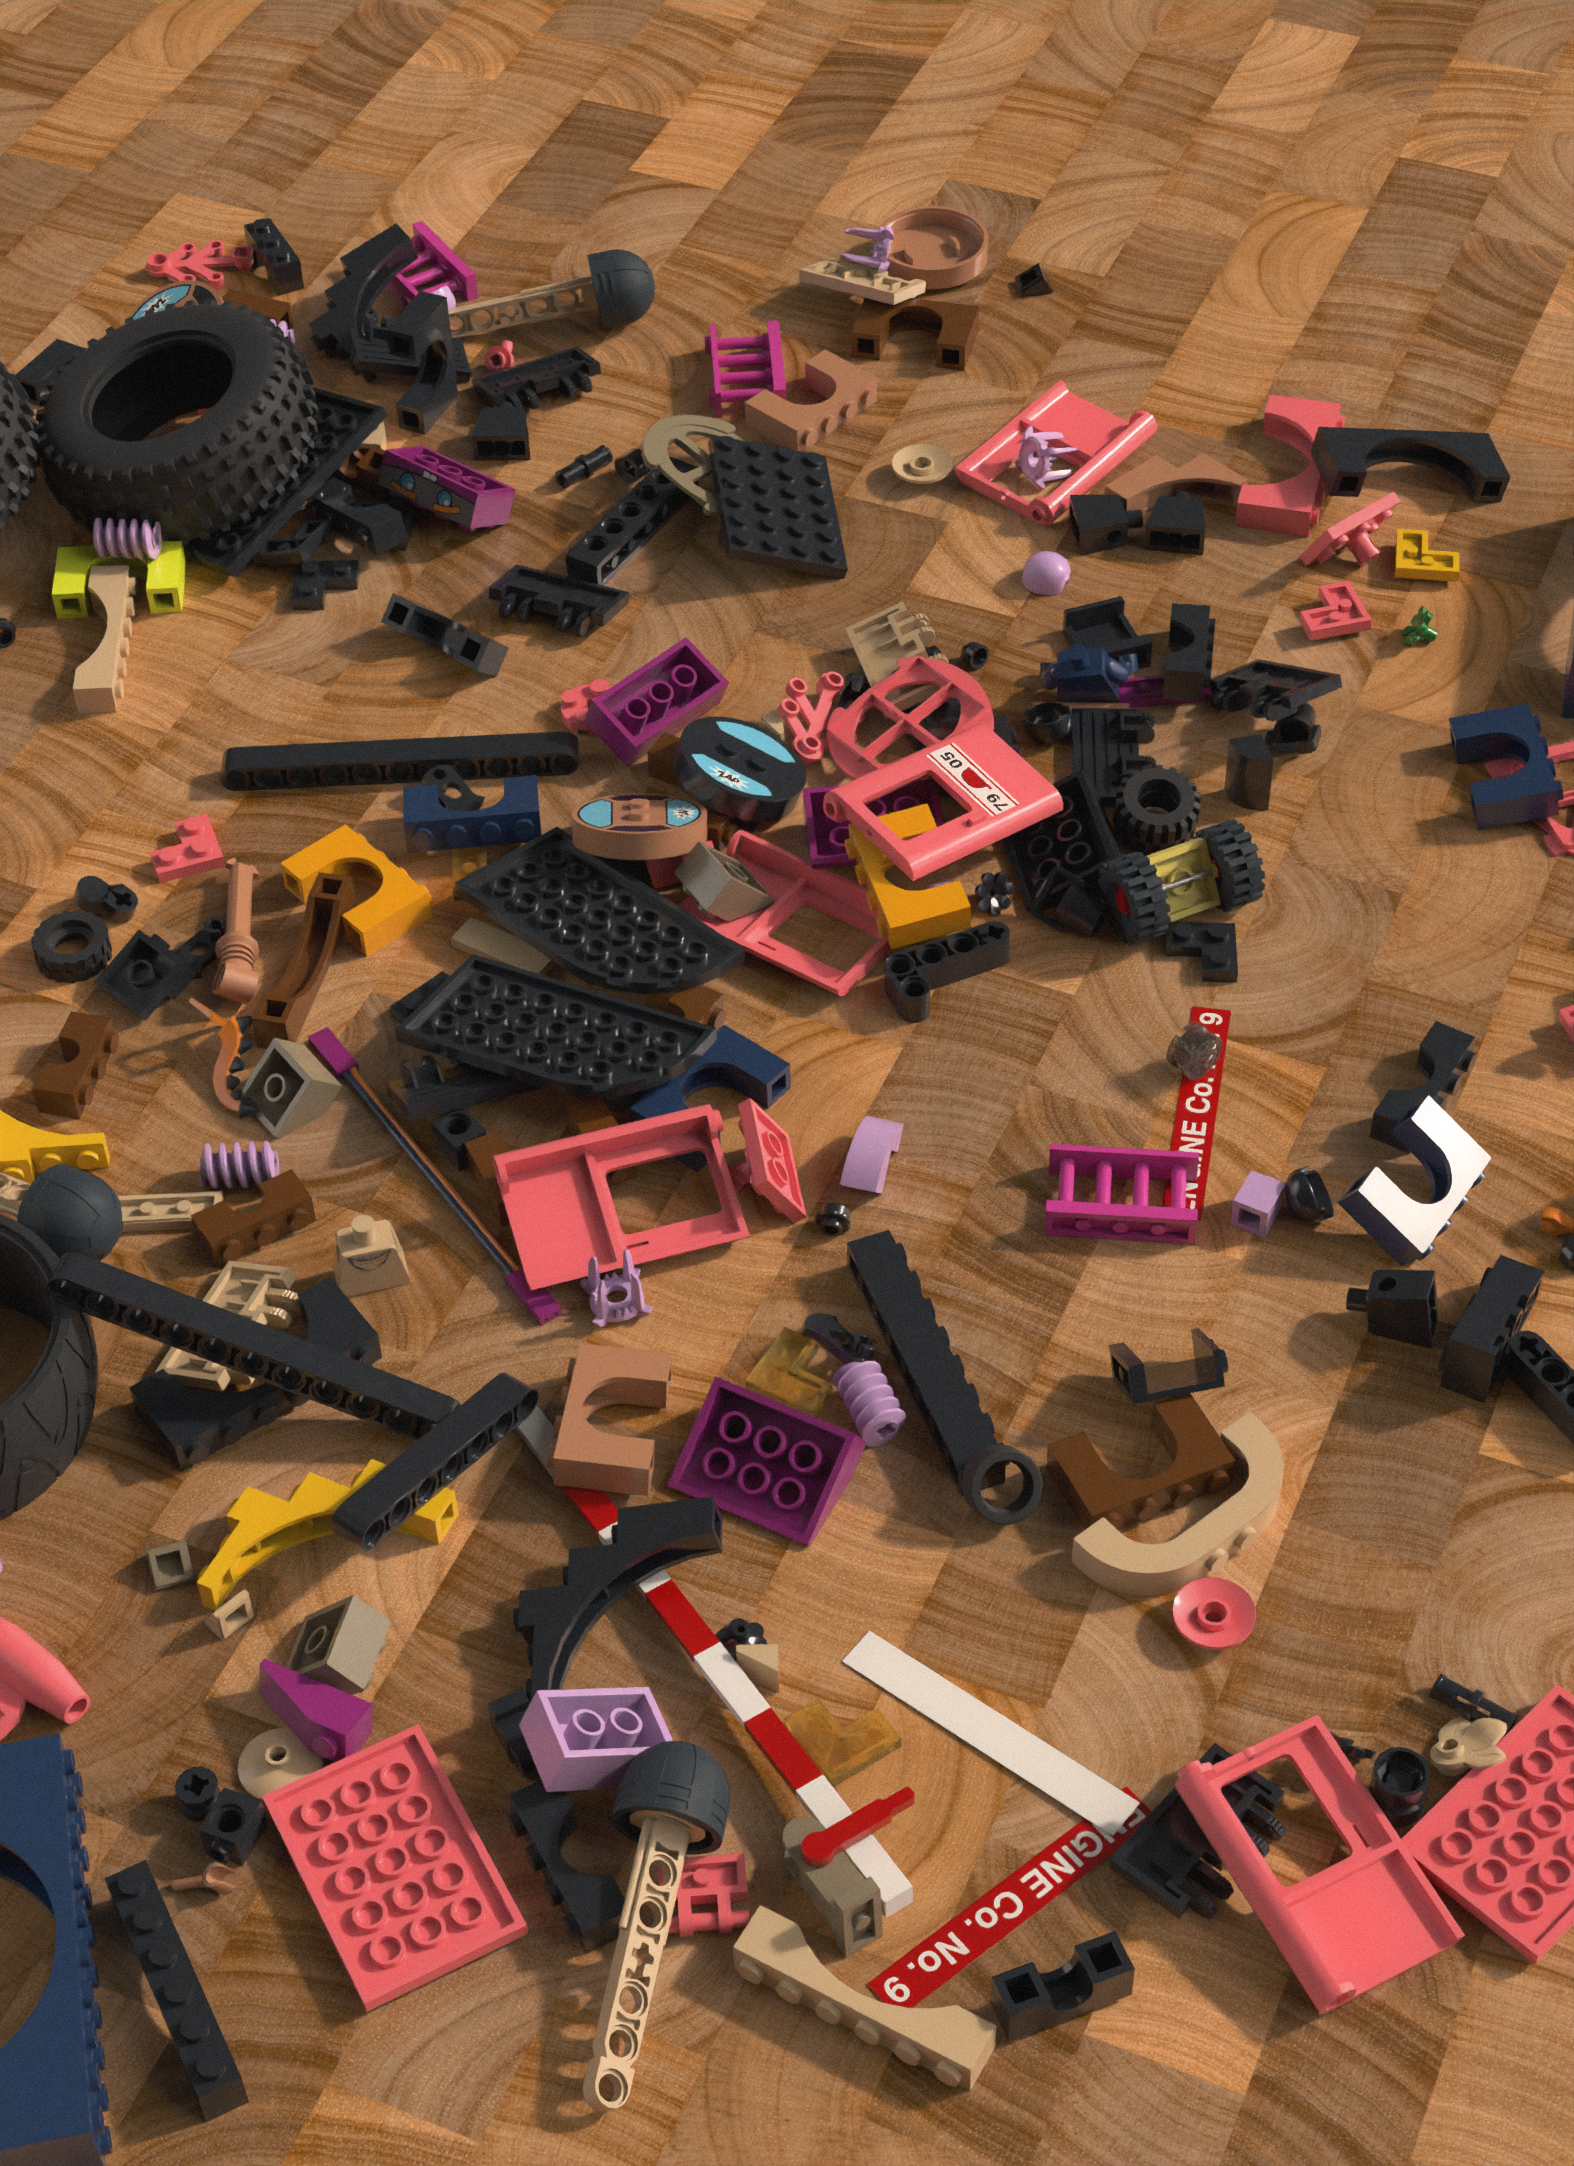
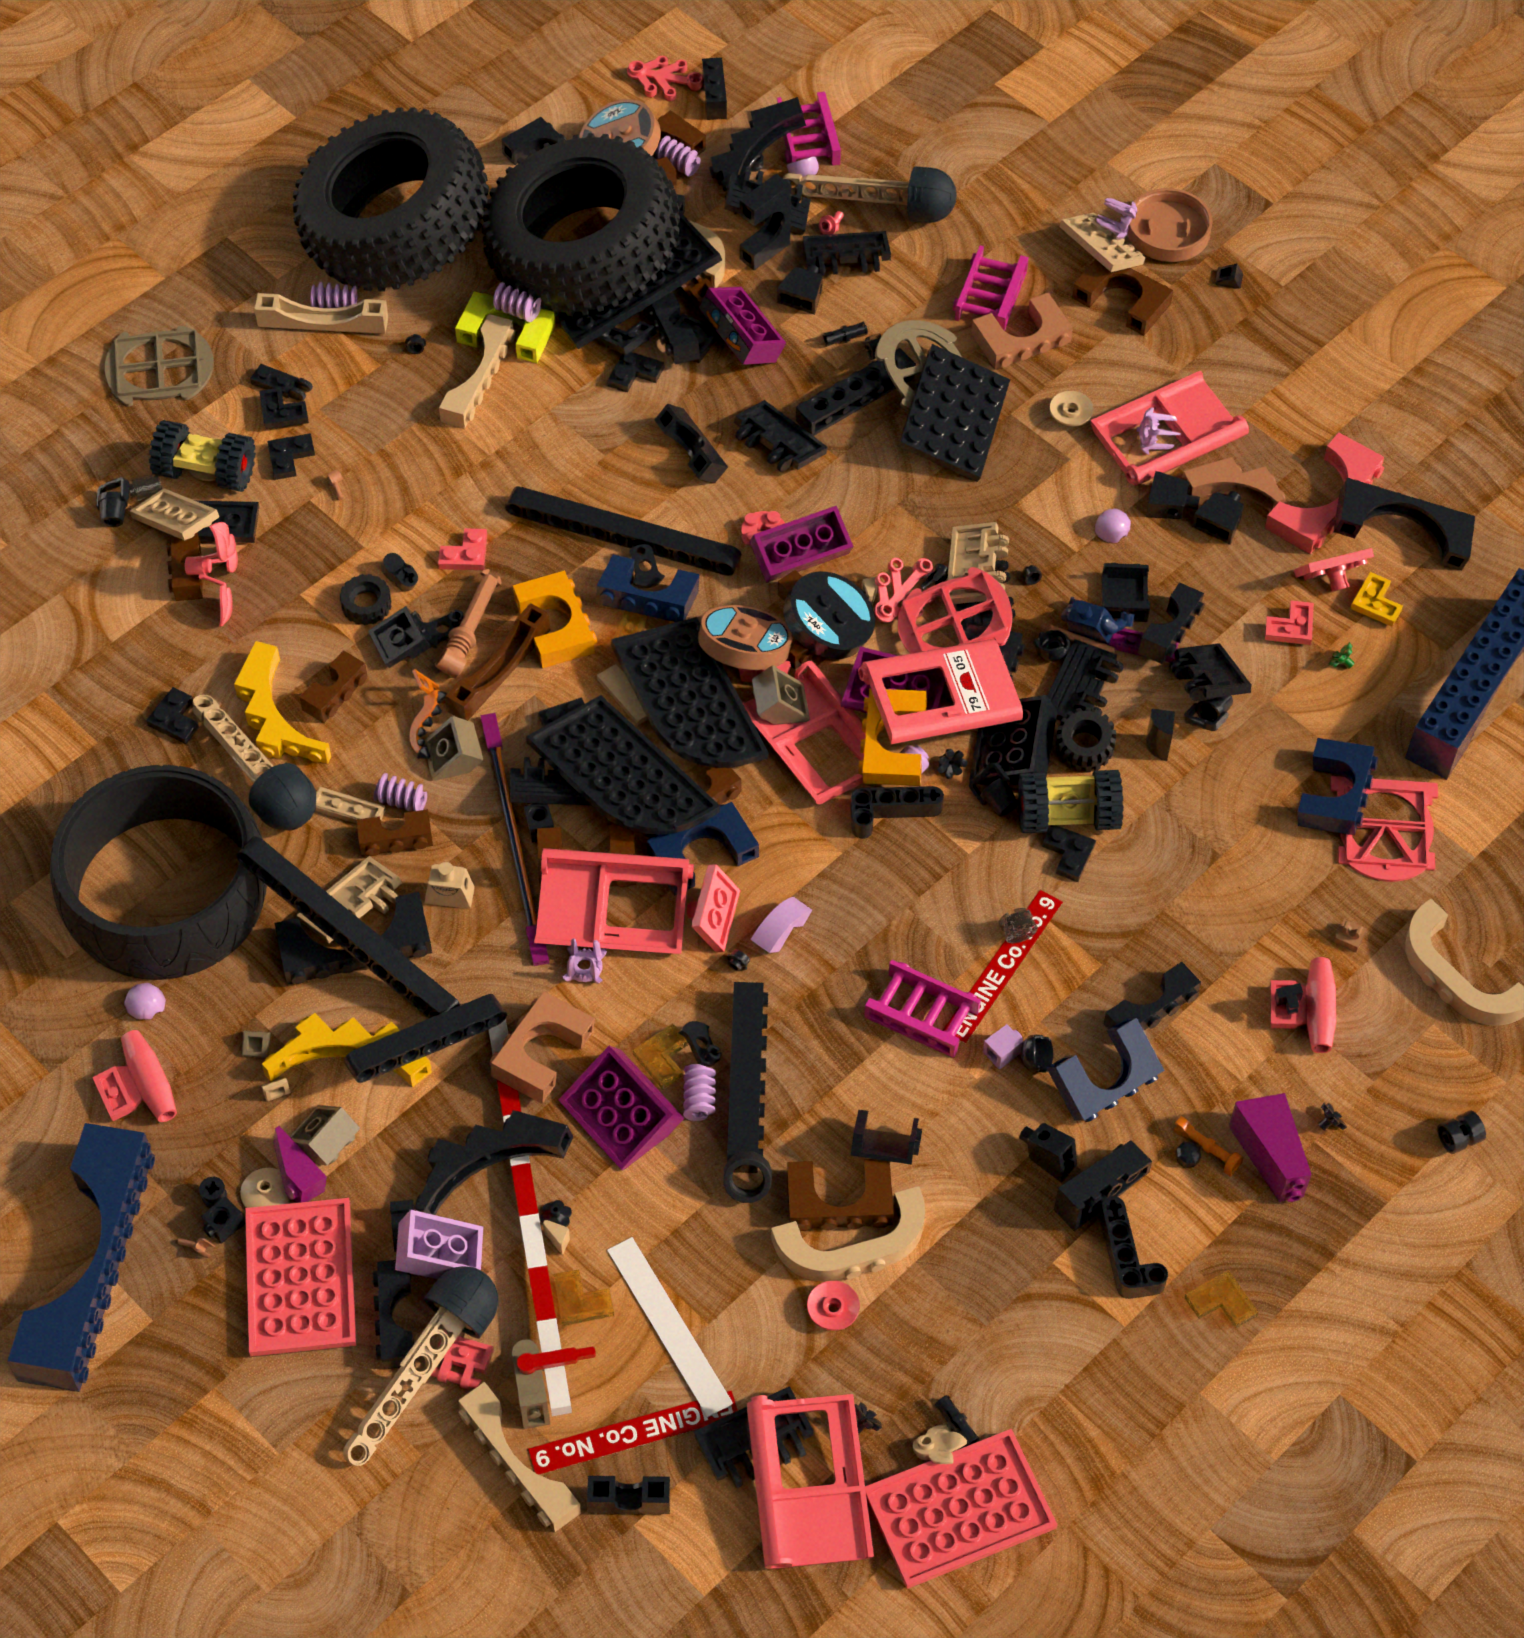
camera: 20 degrees right, 10 degrees up
(177, 1991) = (151, 1322): black arch -> none
(1400, 1785) = (881, 1454): black wheel -> none

